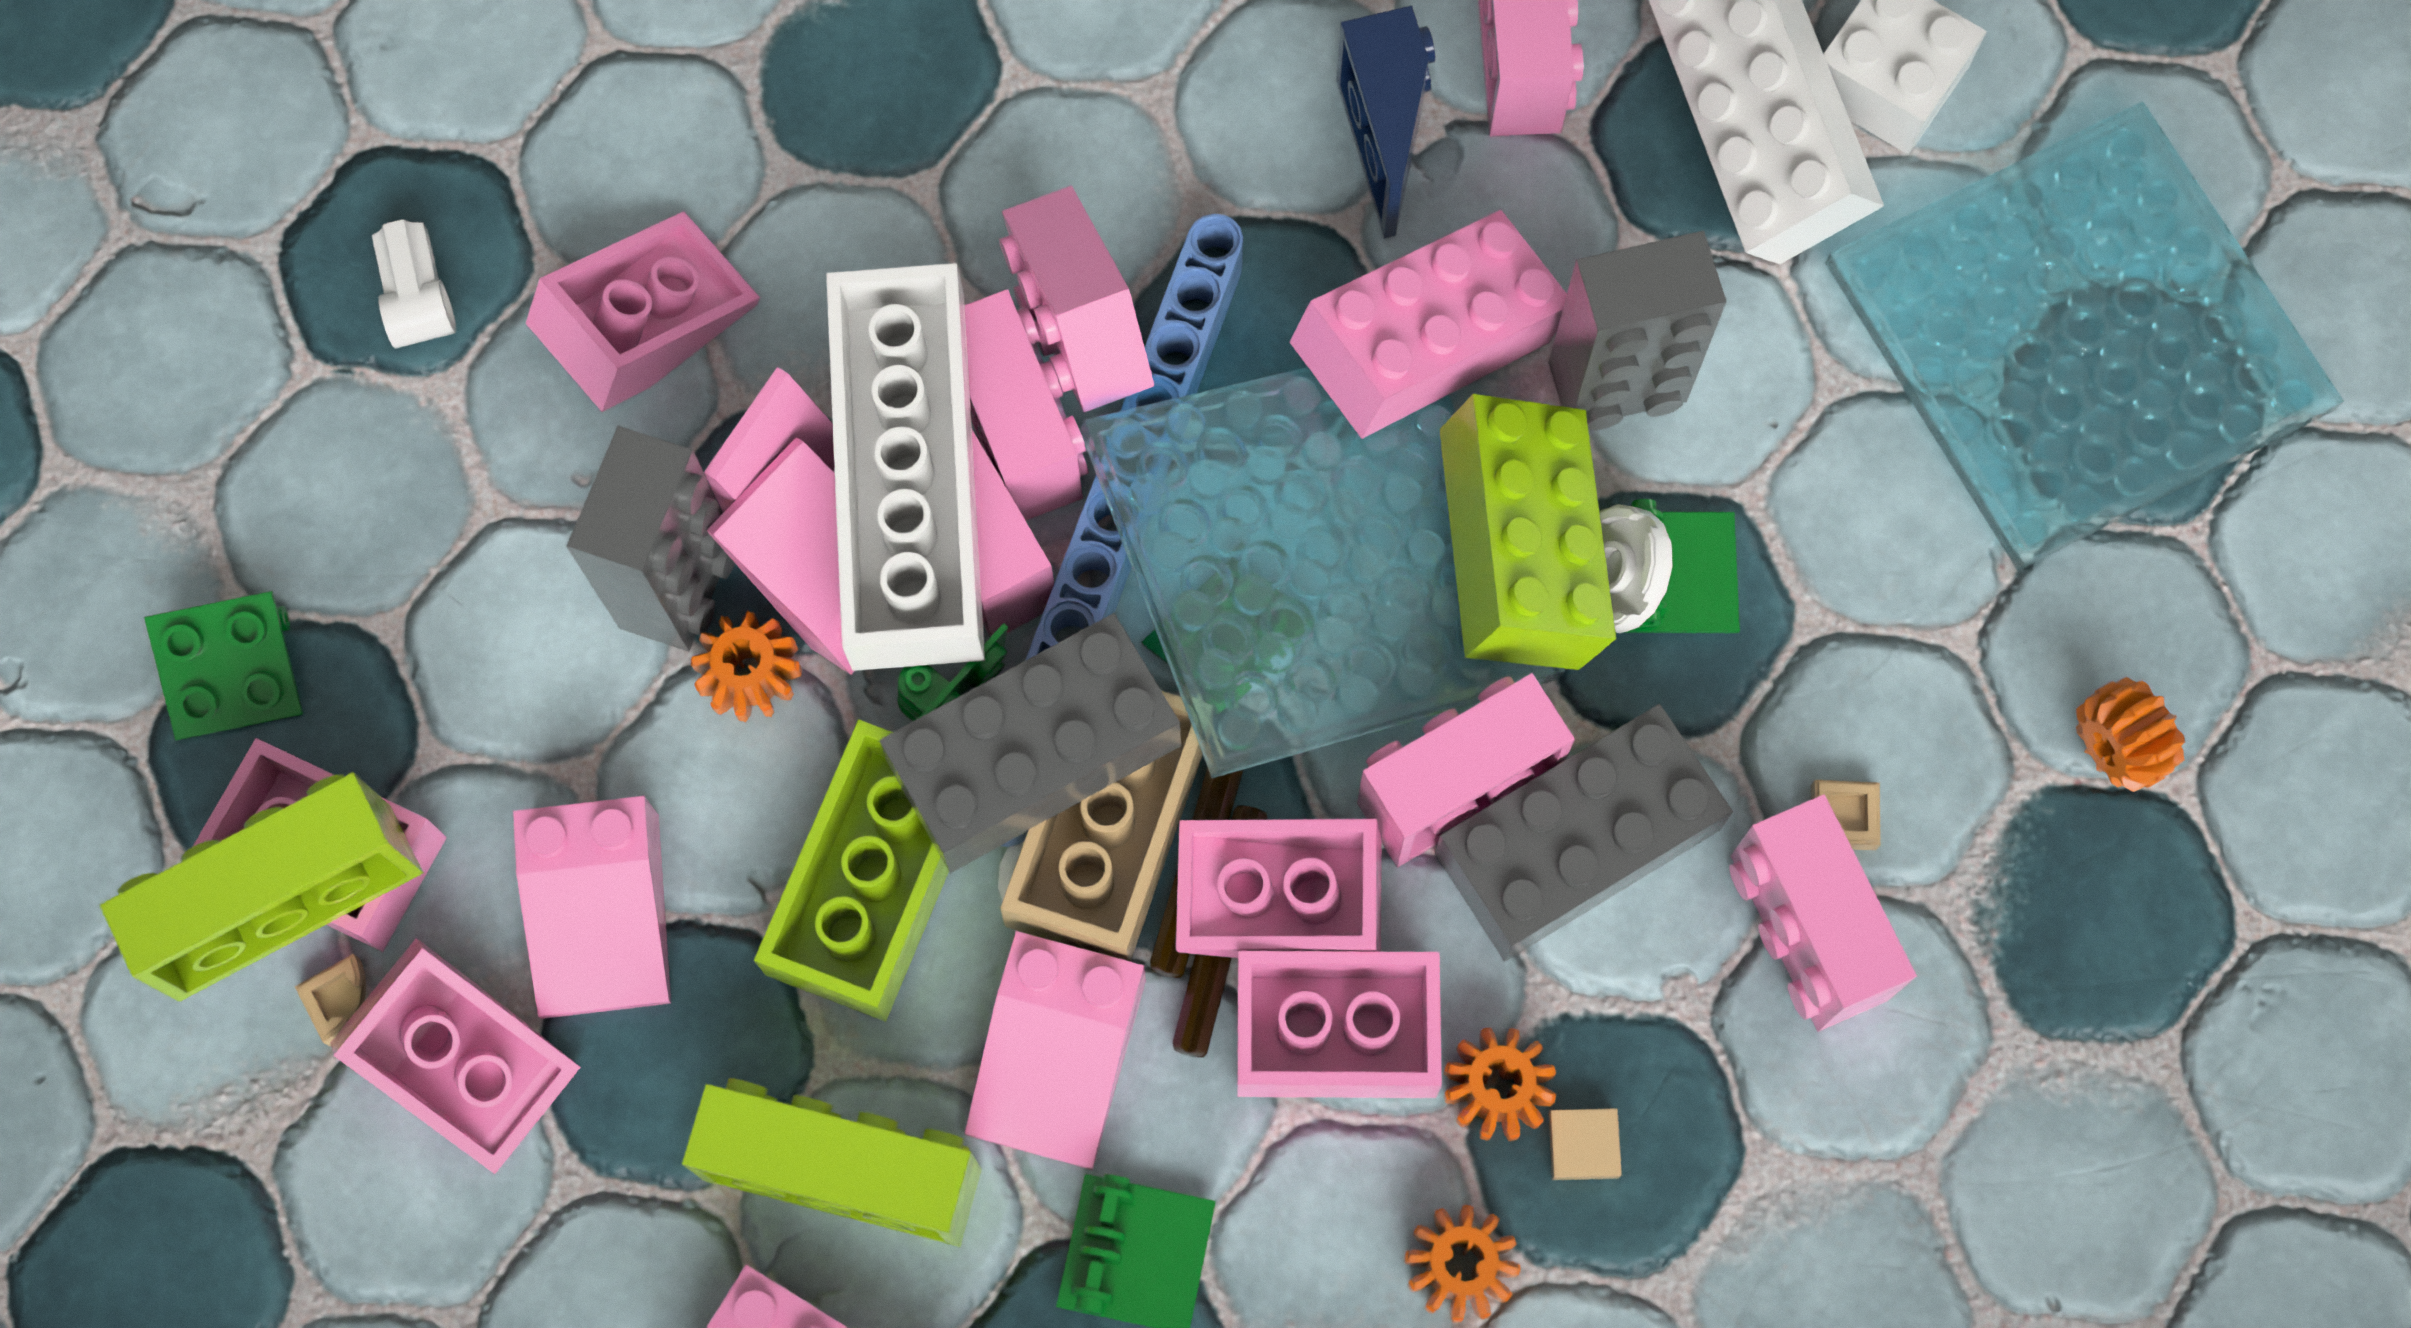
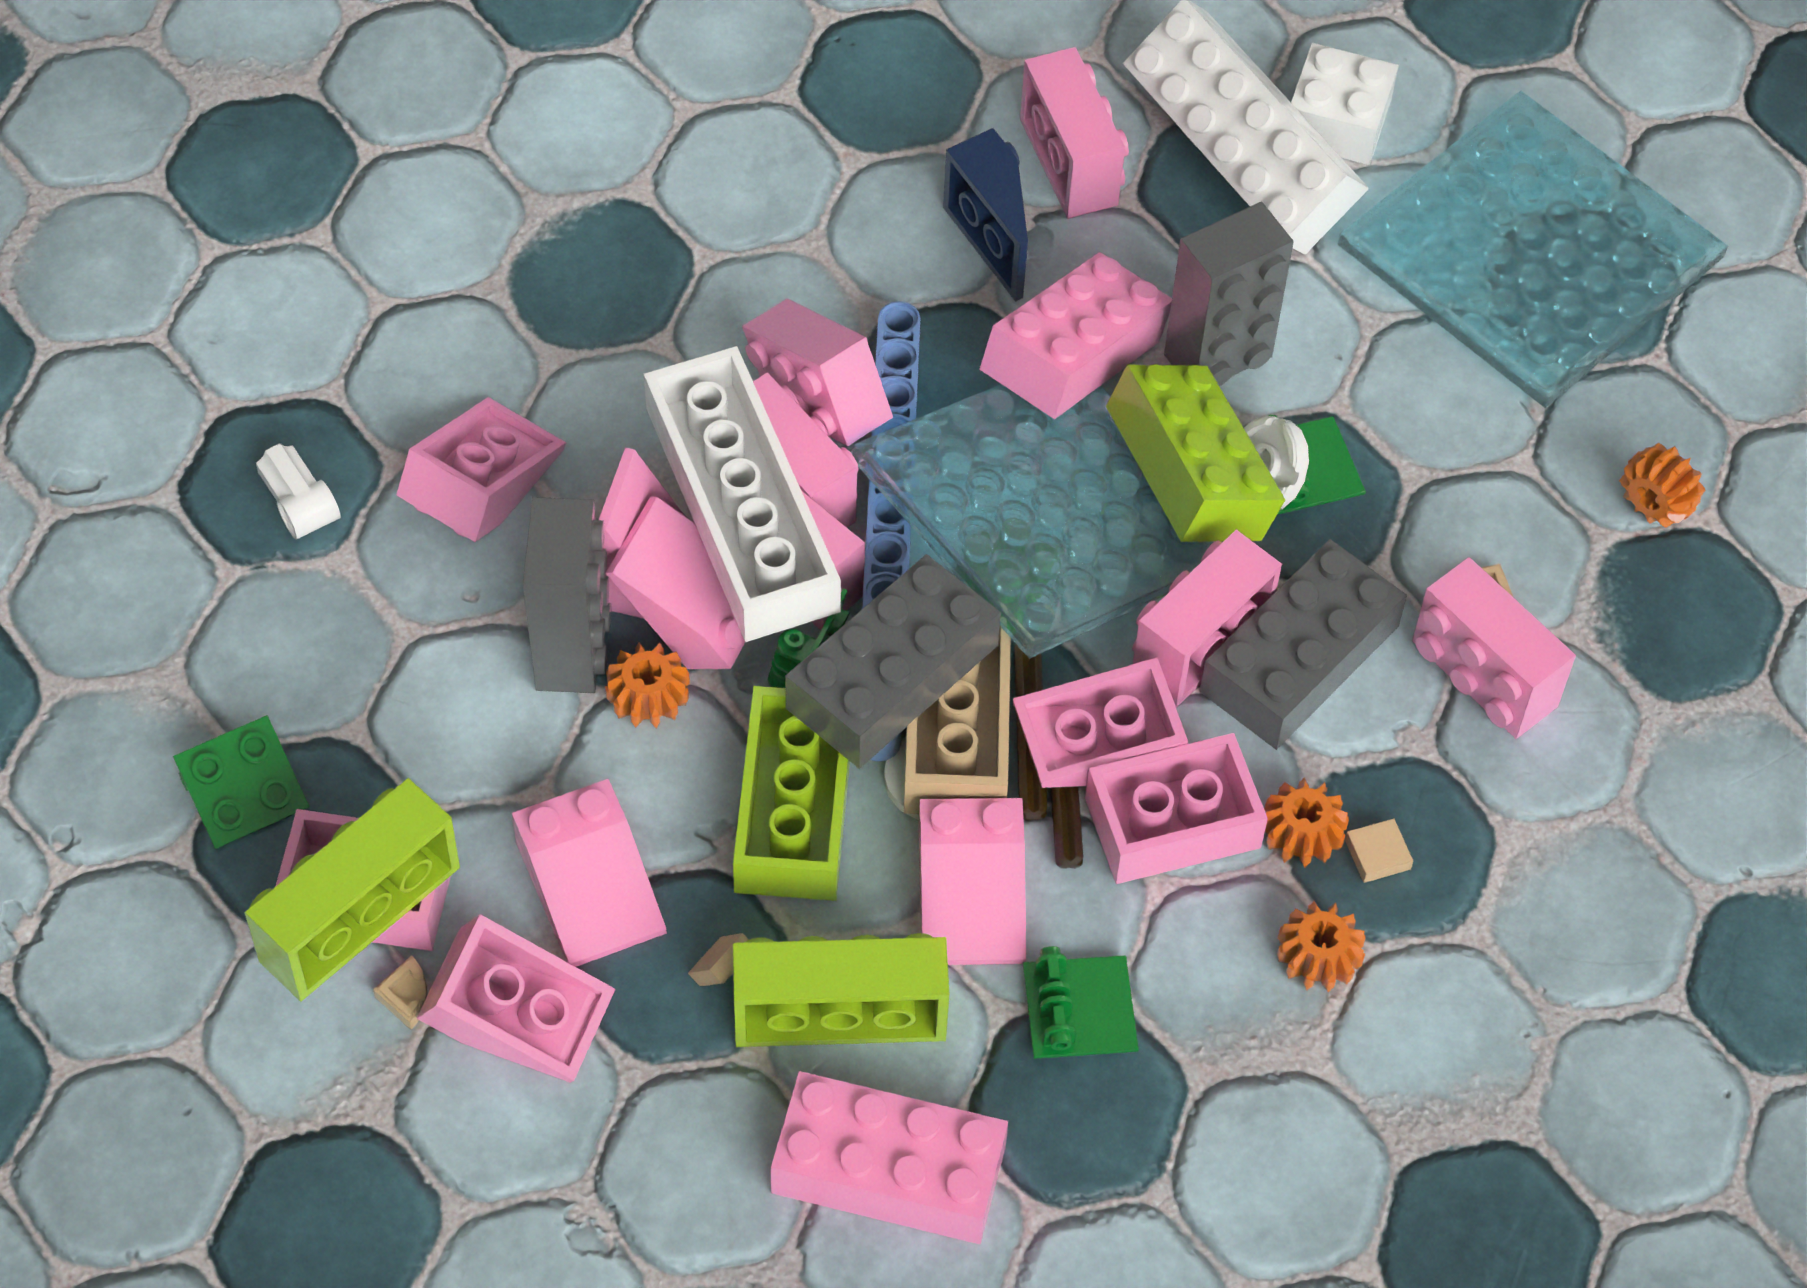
camera: 20 degrees left, 15 degrees down
(714, 1066) = (717, 962): none -> tan tile

